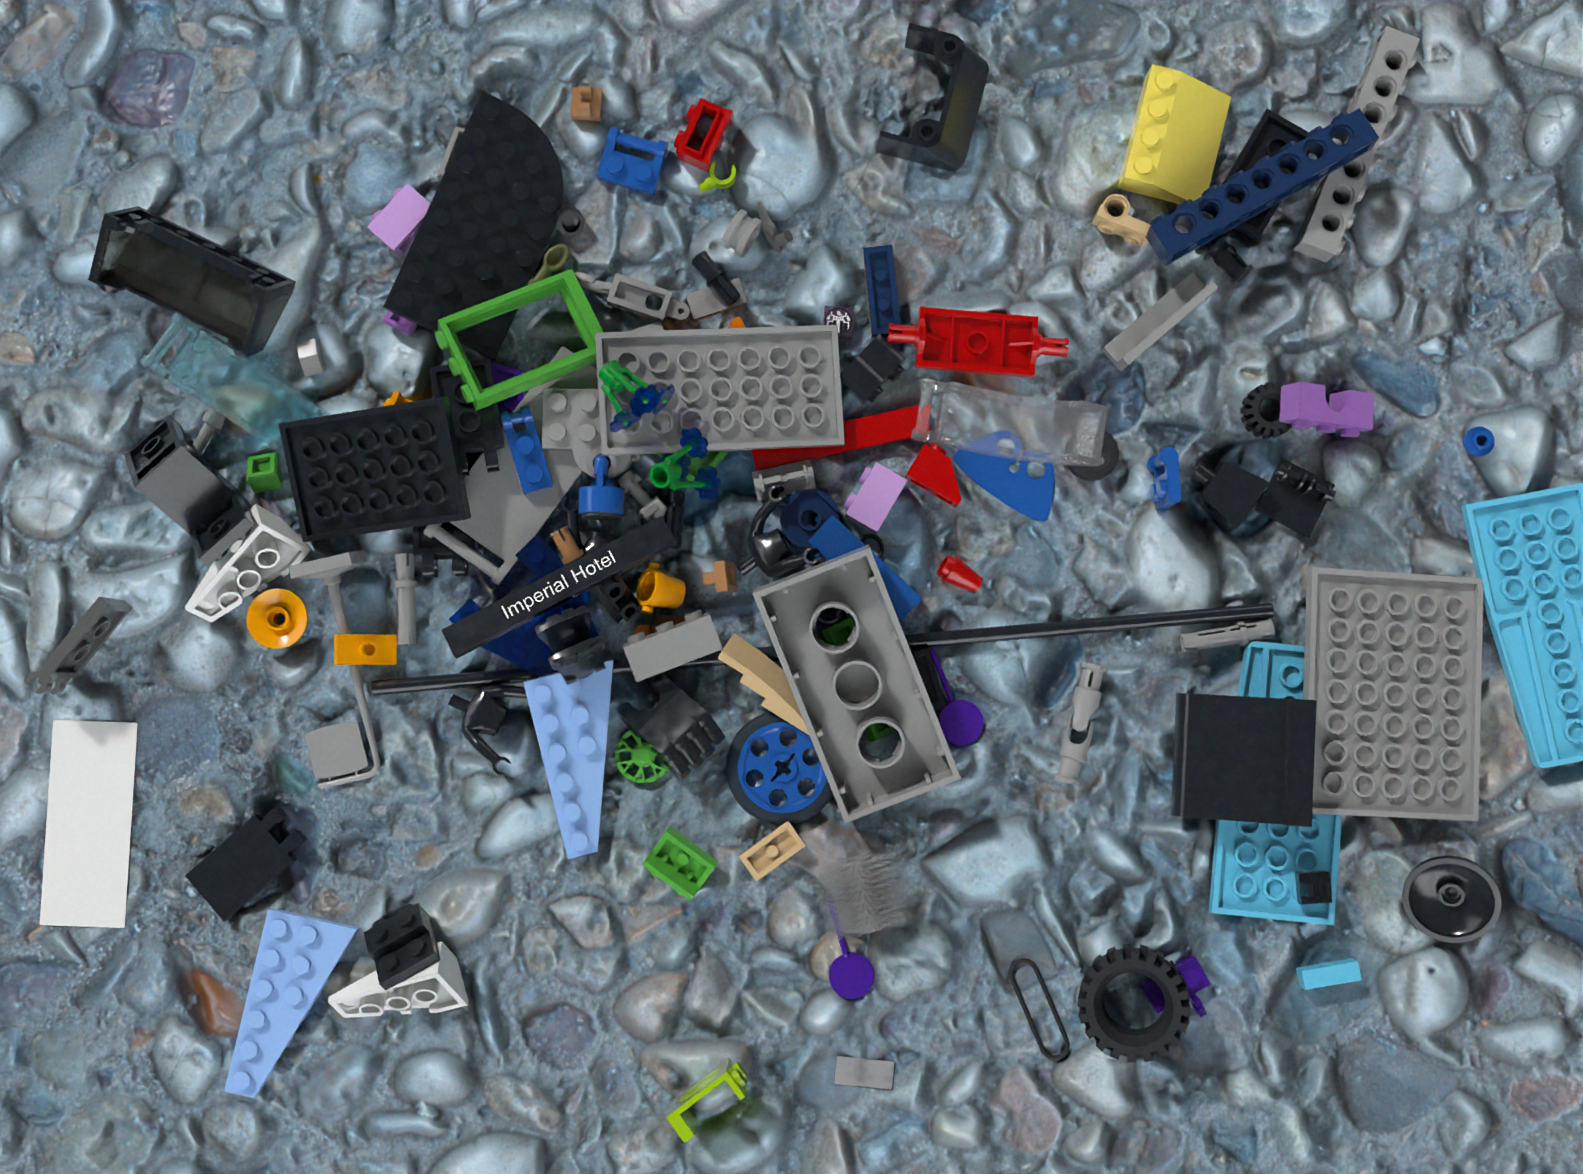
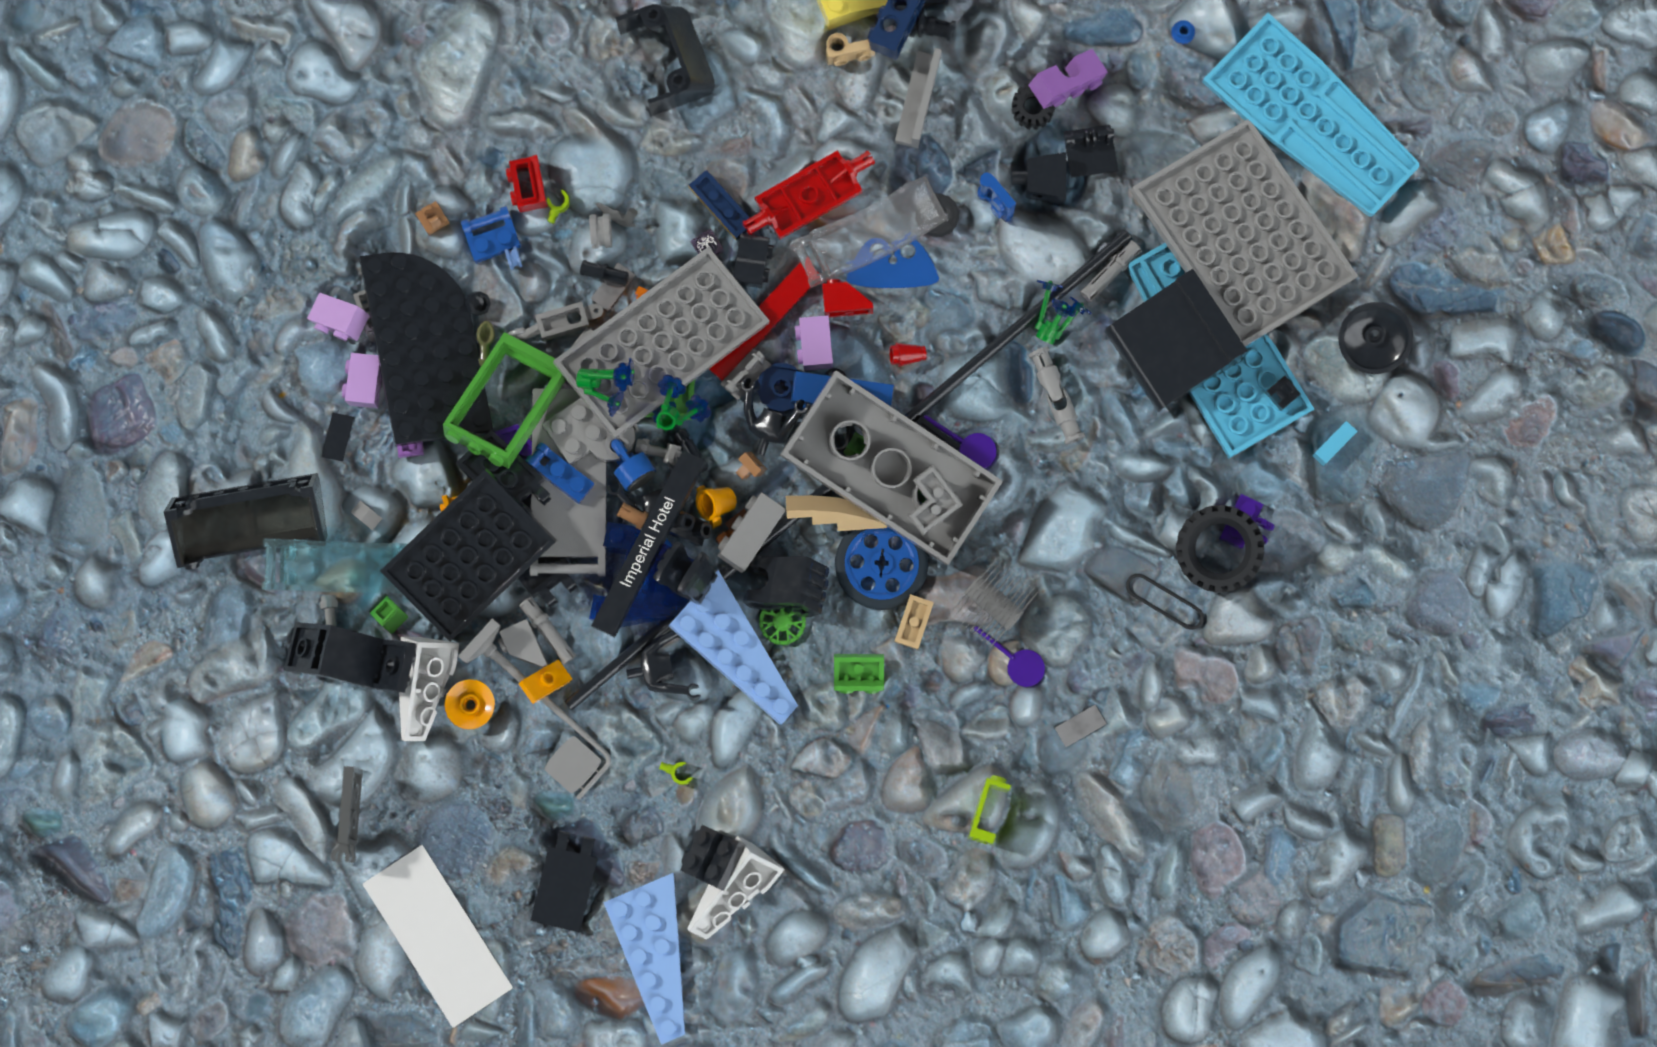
camera: 35 degrees left, 5 degrees down
(341, 259) = (337, 437): none -> black sticker
(371, 597) = (522, 644): none -> light grey slope
(420, 137) = (337, 317): none -> lavender brick
(428, 824) = (671, 769): none -> lime piece
(637, 200) = (513, 258): none -> medium blue bush
(879, 757) = (940, 500): none -> light grey tile
(1123, 654) = (1050, 329): none -> plant

